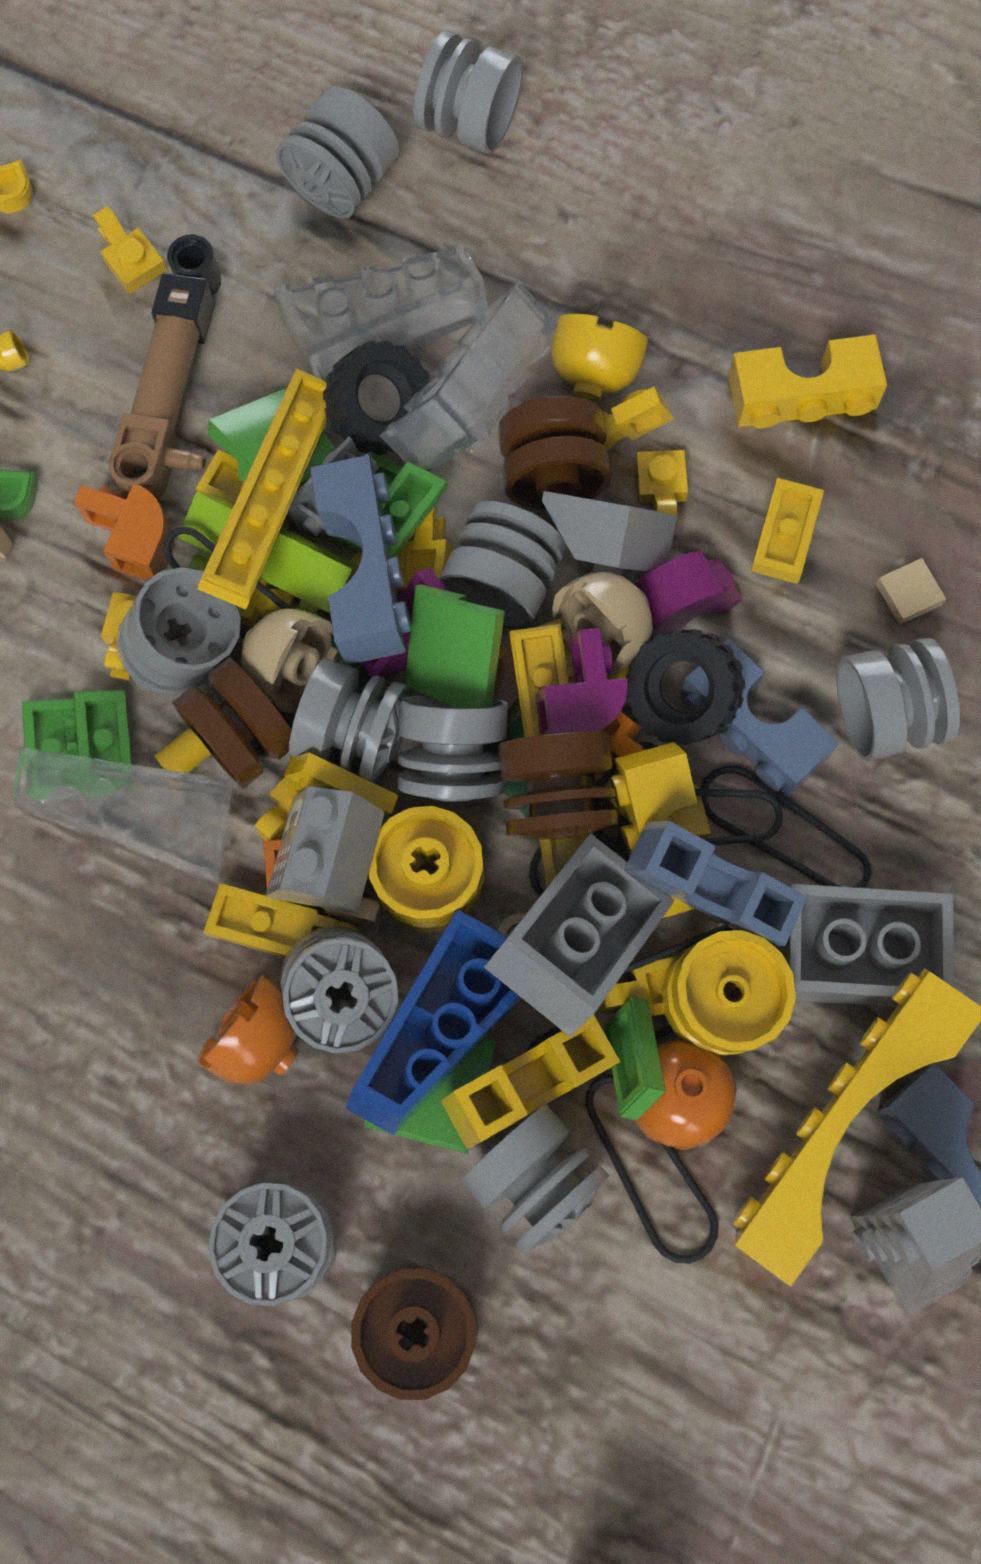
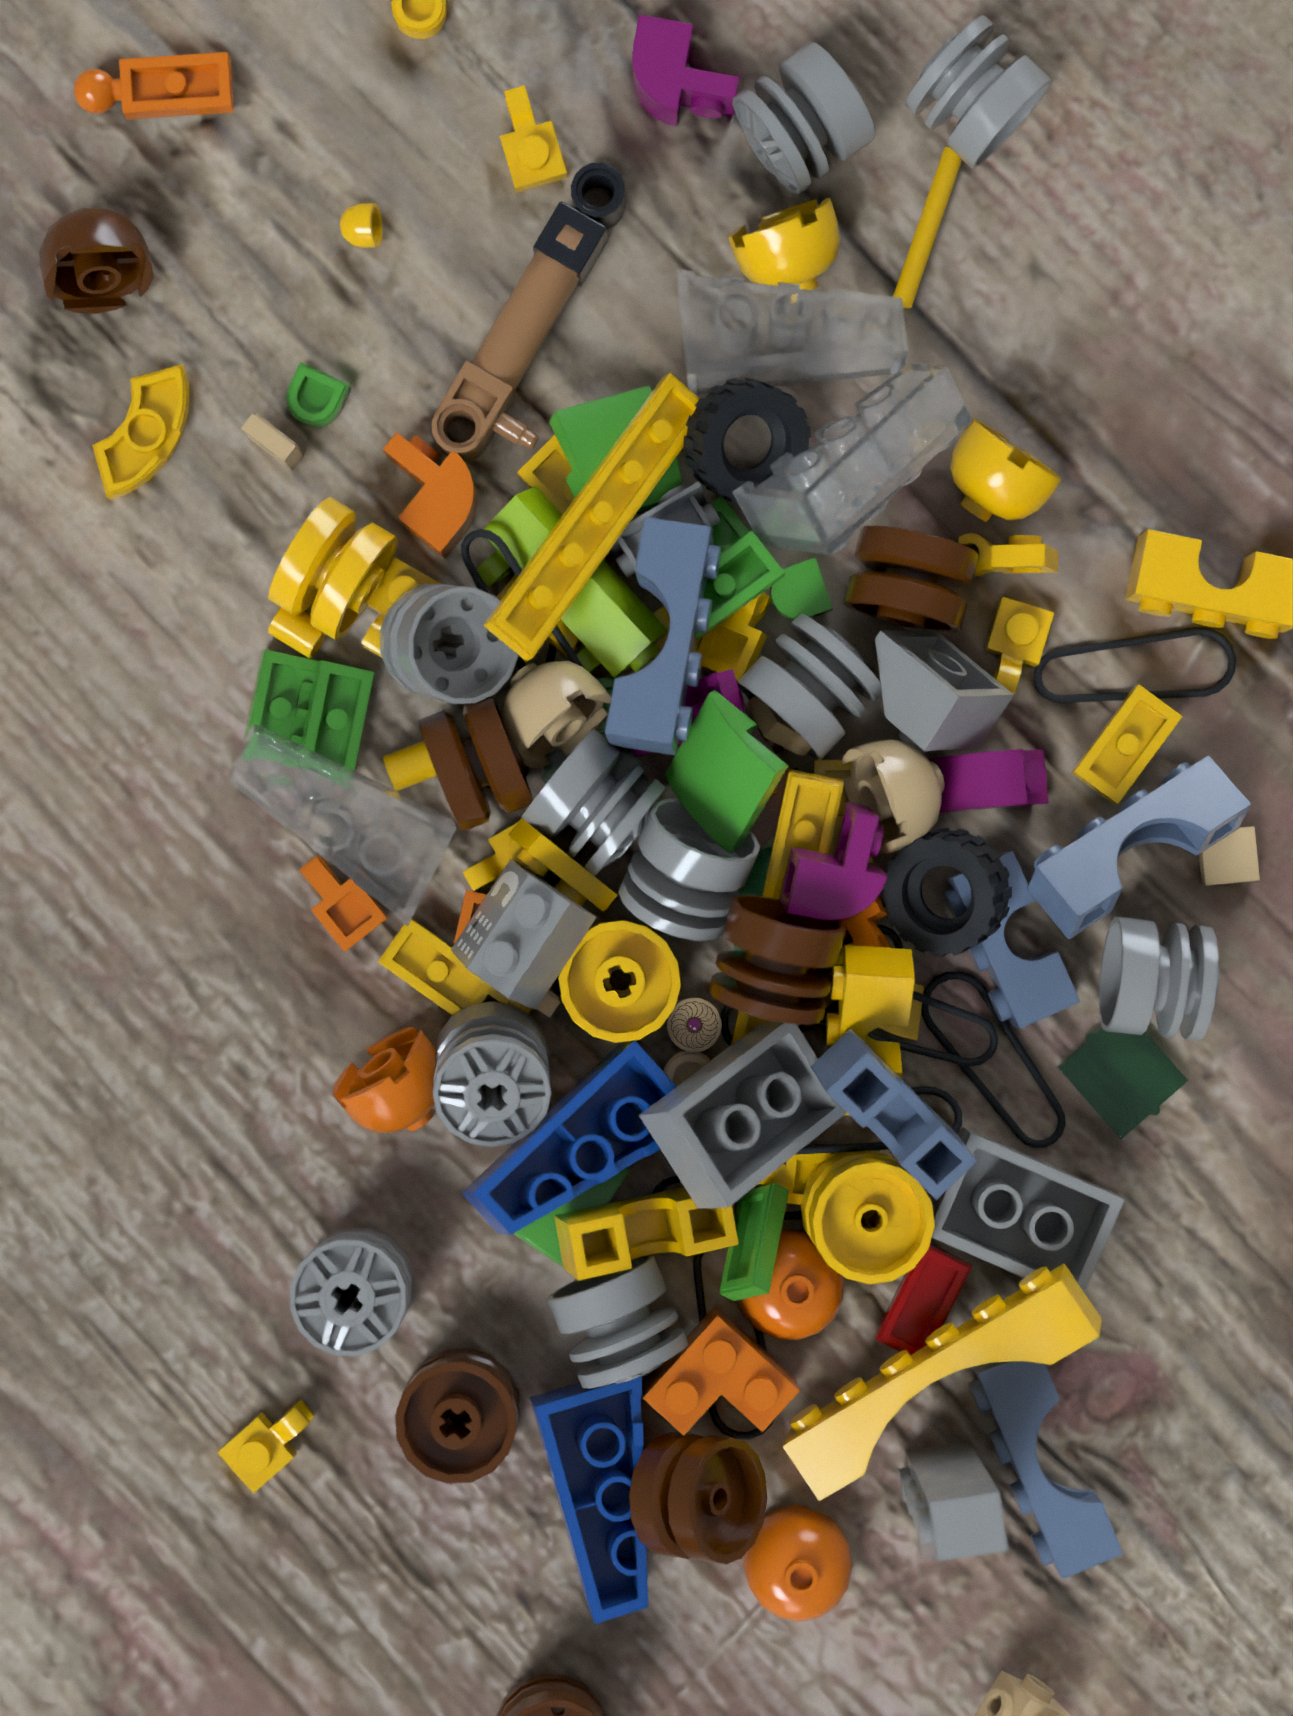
camera: 15 degrees right, 15 degrees up
(48, 678) = (297, 632): none -> yellow hinge
(57, 608) = (332, 568): none -> yellow wheel
(159, 897) = (345, 908): none -> orange plate
(225, 171) = (664, 80): none -> magenta brick
(237, 1439) = (264, 1447): none -> yellow plate
(359, 243) = (790, 245): none -> yellow cylinder
(459, 502) = (801, 591): none -> bright green tile
(467, 201) = (927, 227): none -> yellow bar
(508, 891) = (694, 1025): none -> tan tile
(512, 613) = (776, 728): none -> tan tile
(569, 1342) = (591, 1452): none -> blue wedge
(648, 1185) = (719, 1363): none -> orange brick
(674, 1323) = (698, 1497): none -> reddish brown wheel
(762, 501) = (1130, 642): none -> black piece
(794, 1364) = (798, 1564): none -> orange cylinder
(798, 632) = (1189, 811): none -> sand blue arch
(808, 1063) = (923, 1300): none -> red tile
(901, 804) = (1122, 1077): none -> clear green piece

